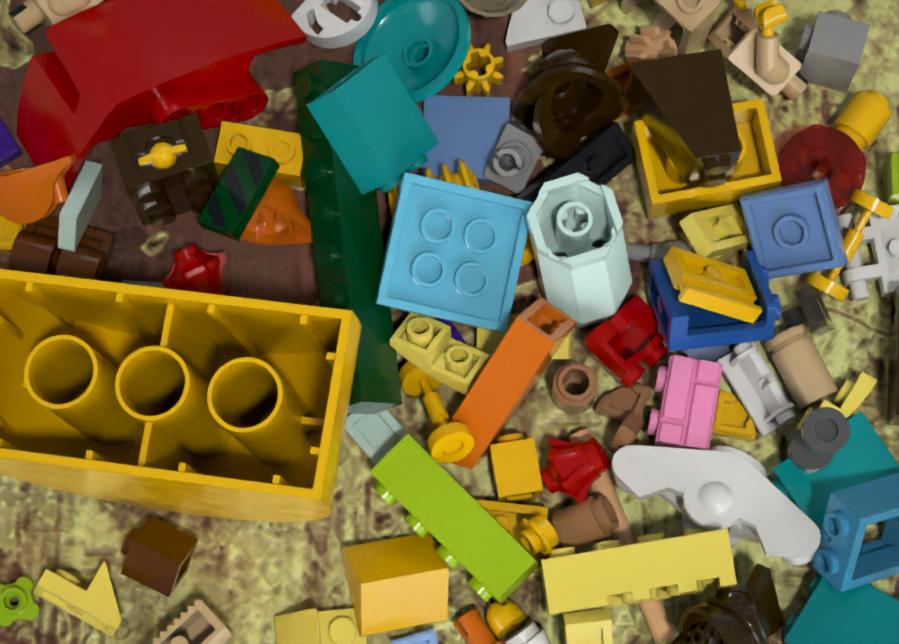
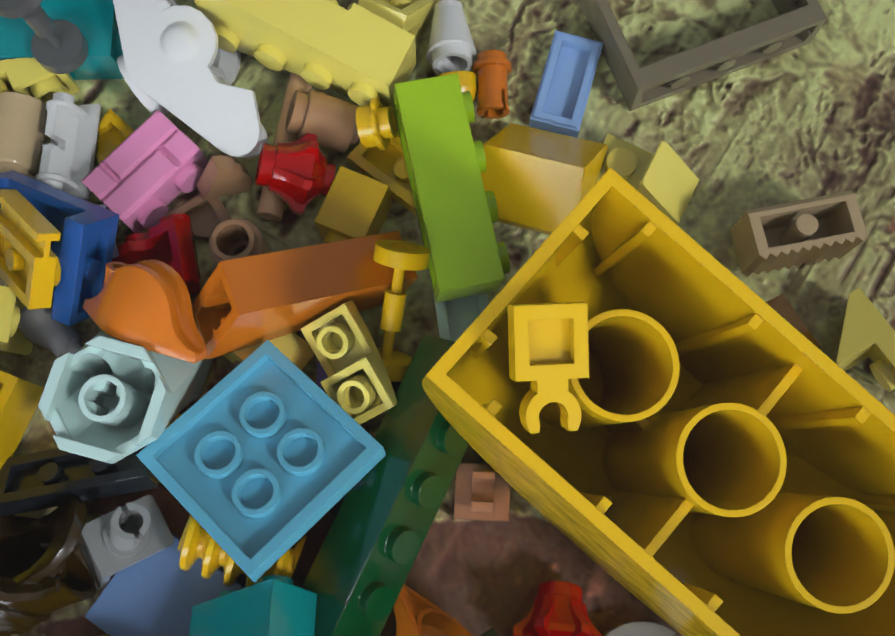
camera: 145 degrees left, 0 degrees up
(288, 358) = (548, 348): none -> yellow plate
(595, 294) = (148, 308): none -> orange hat

